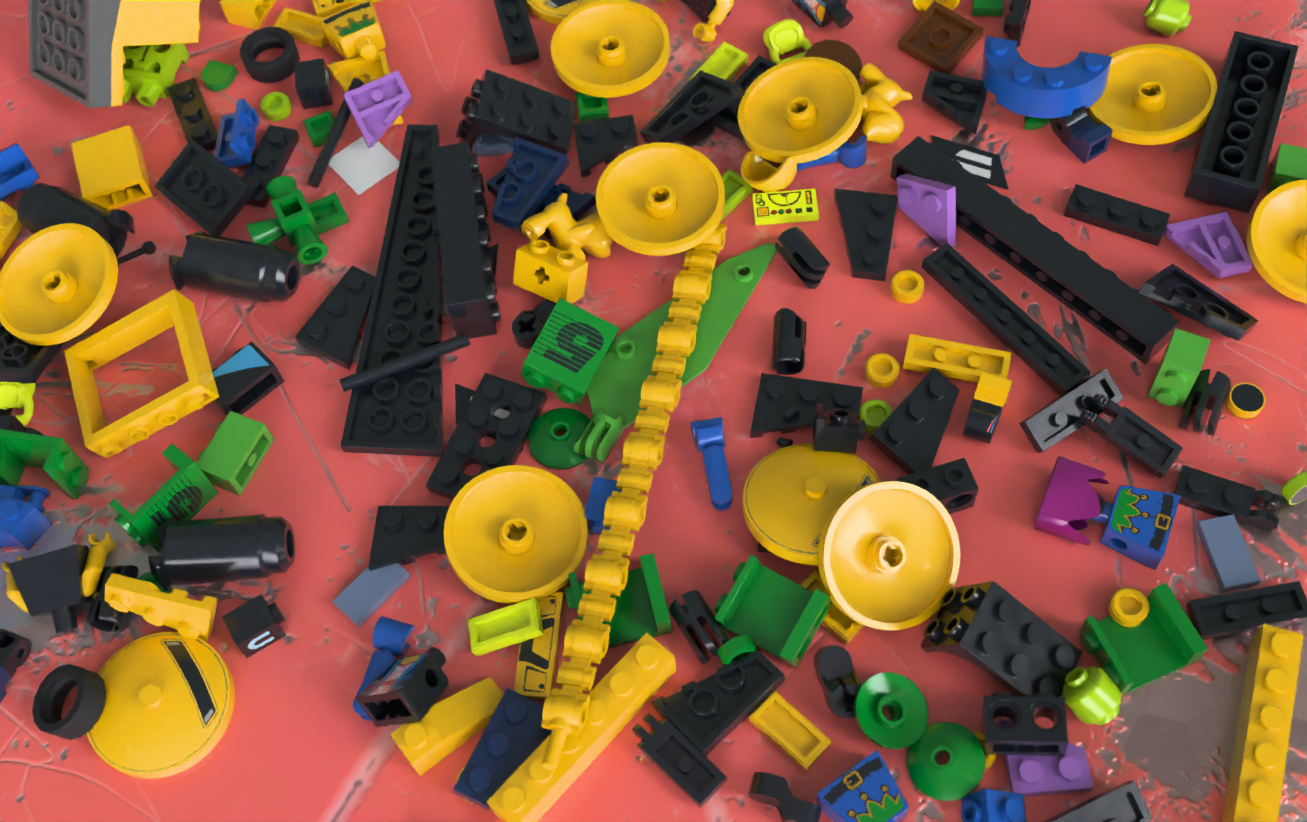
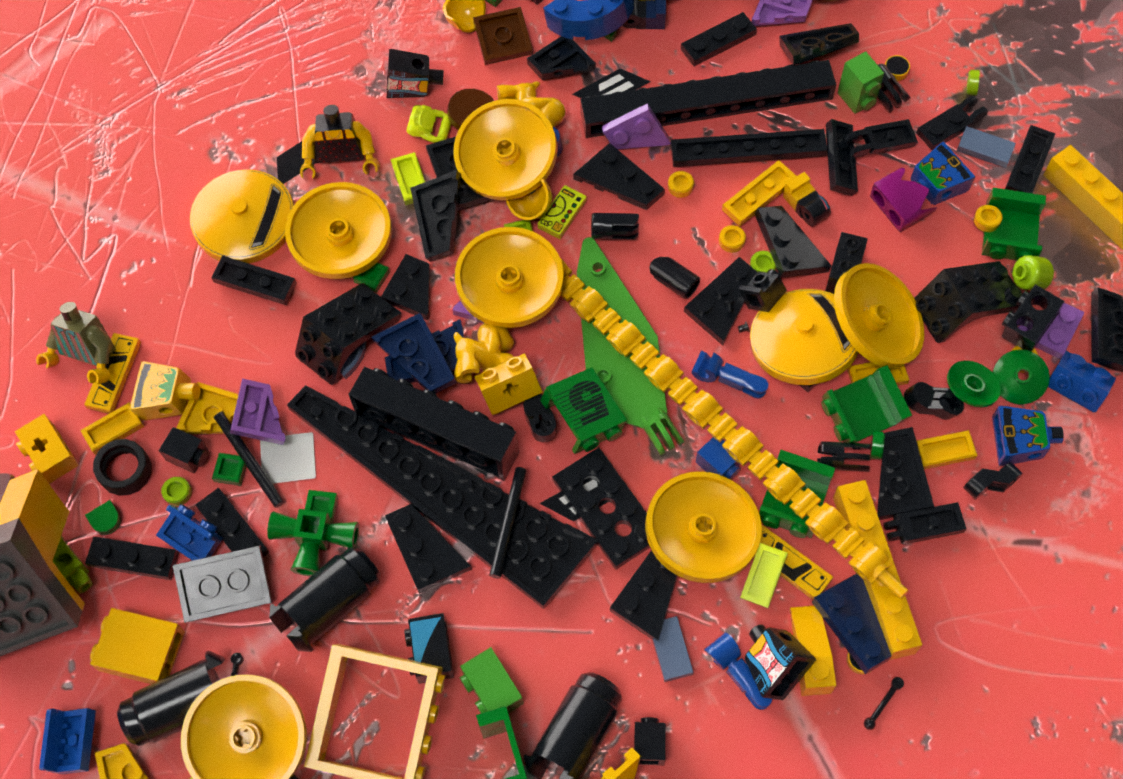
camera: 60 degrees left, 5 degrees up
(554, 450) = (637, 471): green dish -> none

